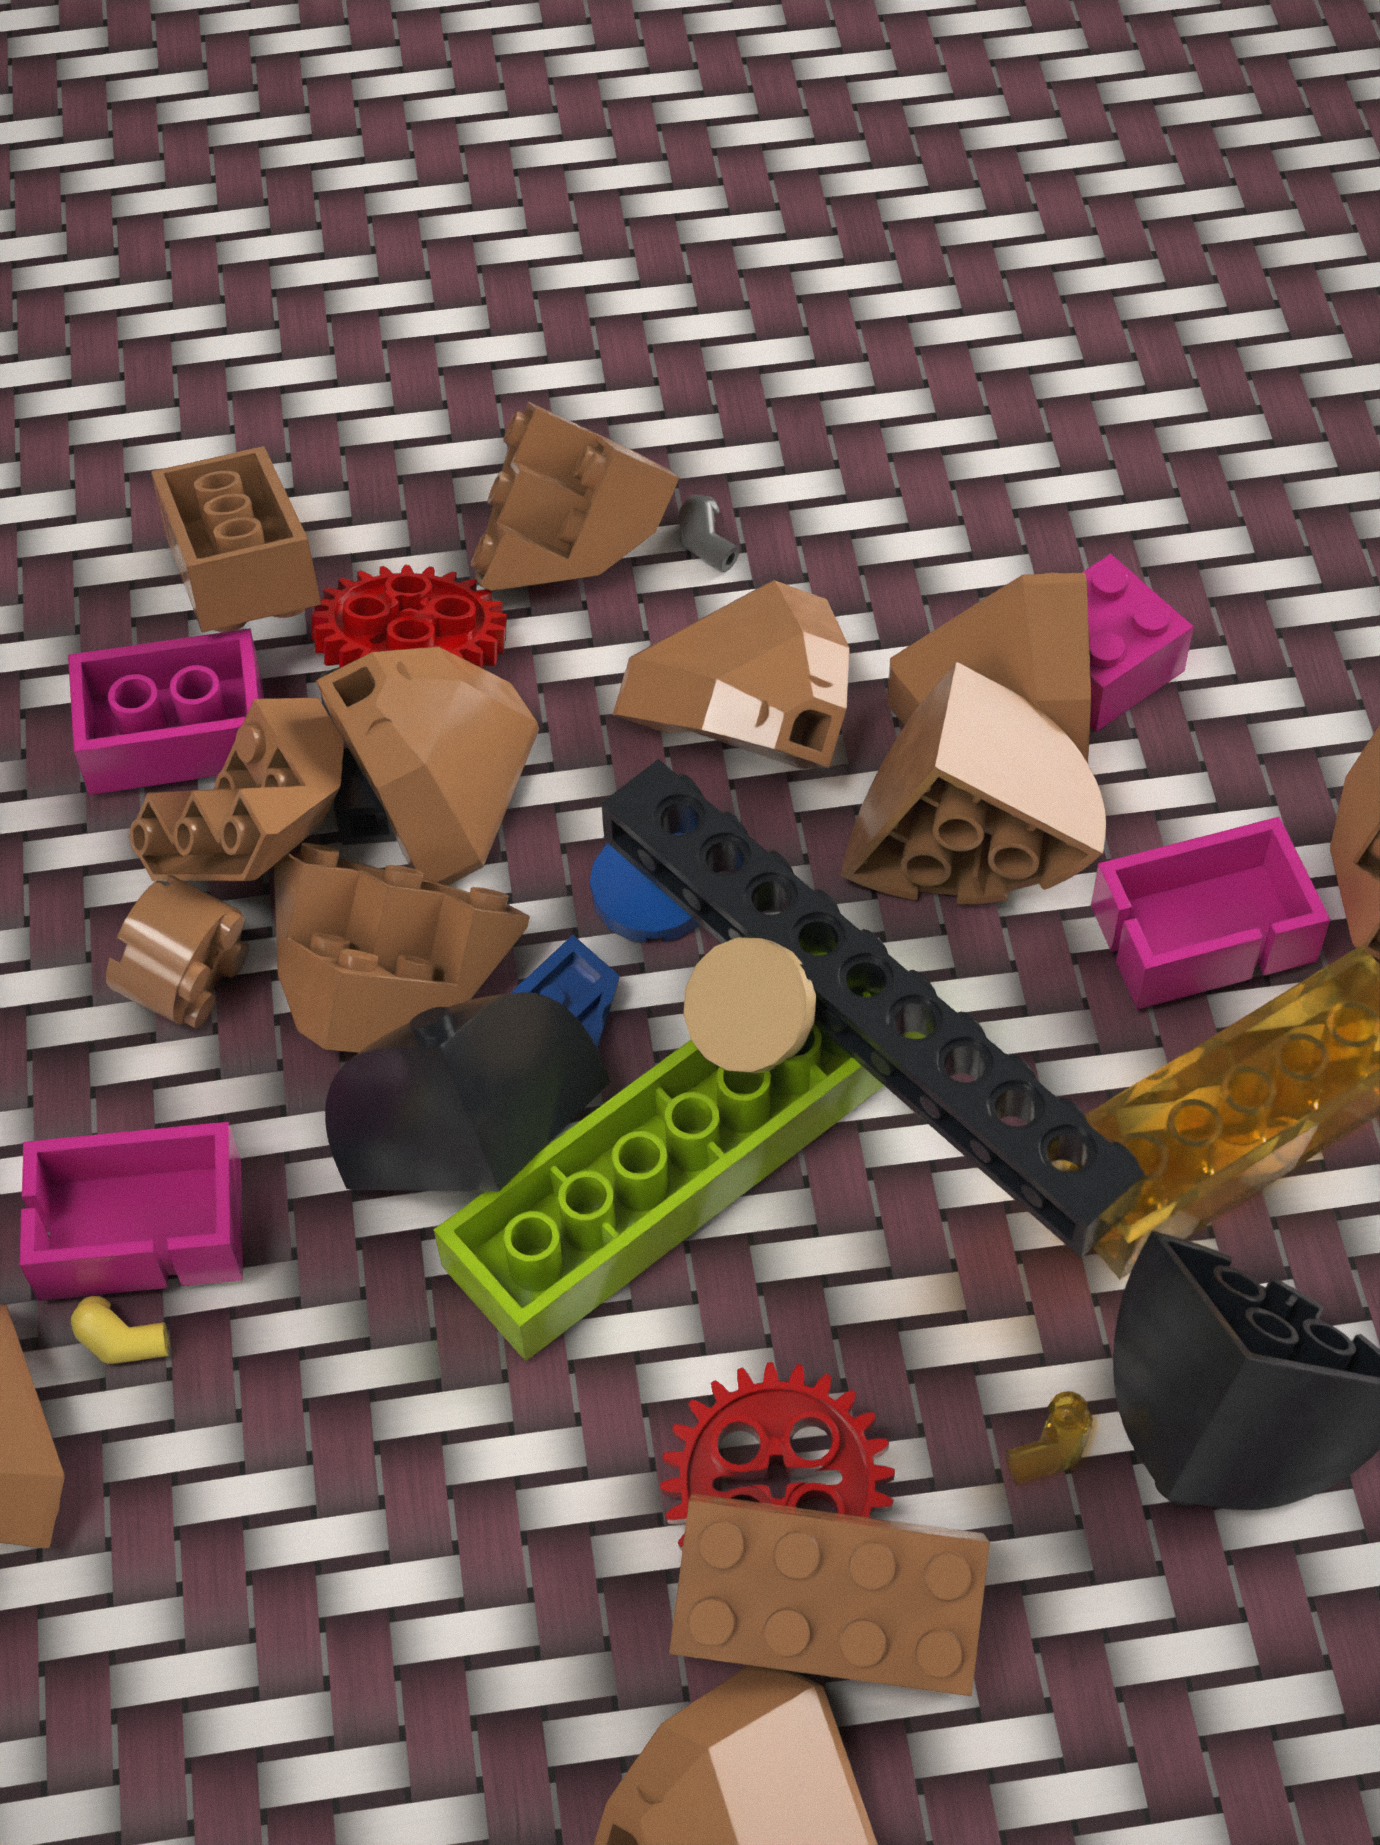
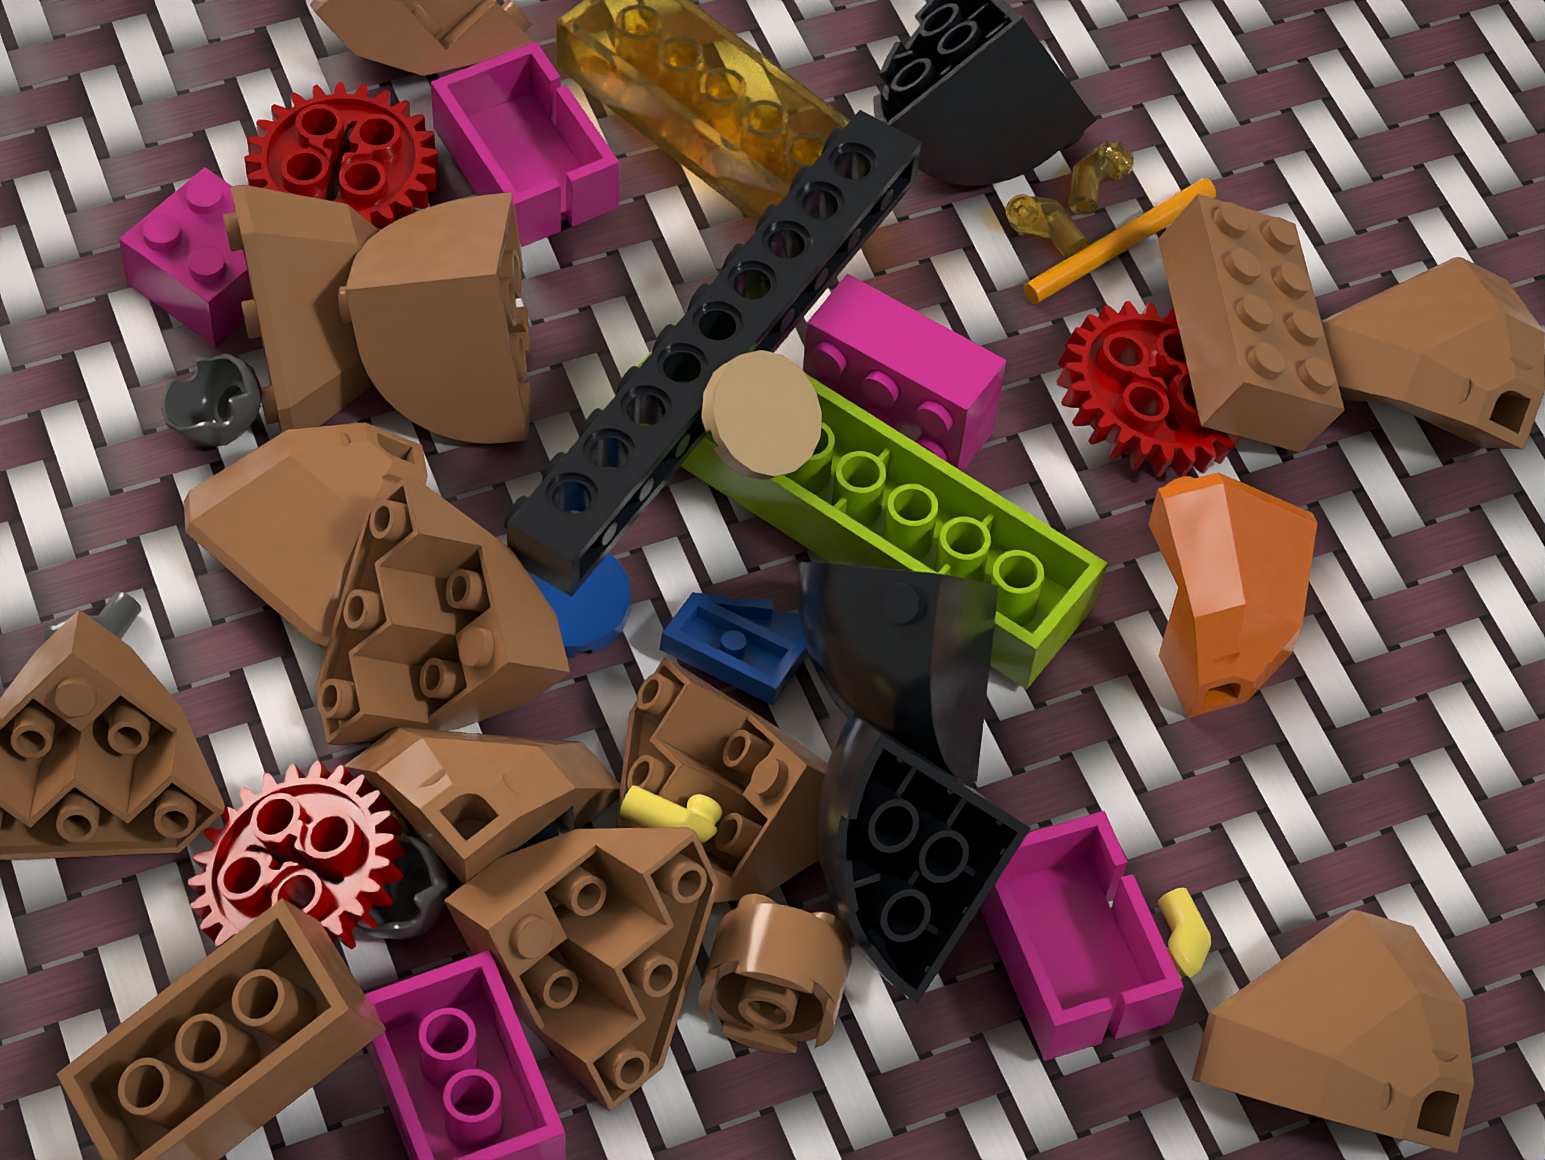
camera: 110 degrees left, 0 degrees up
(243, 1035) = (906, 853): none -> black brick
(337, 880) = (656, 812): none -> light yellow arm
(464, 1463) = (1240, 586): none -> orange brick
(603, 733) = (435, 625): none -> medium nougat brick
(822, 1197) = (905, 370): none -> dark pink brick
(912, 614) = (214, 402): none -> dark grey hair
(1022, 1527) = (1114, 243): none -> light orange bar
(1129, 1515) = (1106, 159): none -> clear yellow arm
(1219, 750) = (381, 177): none -> red gear

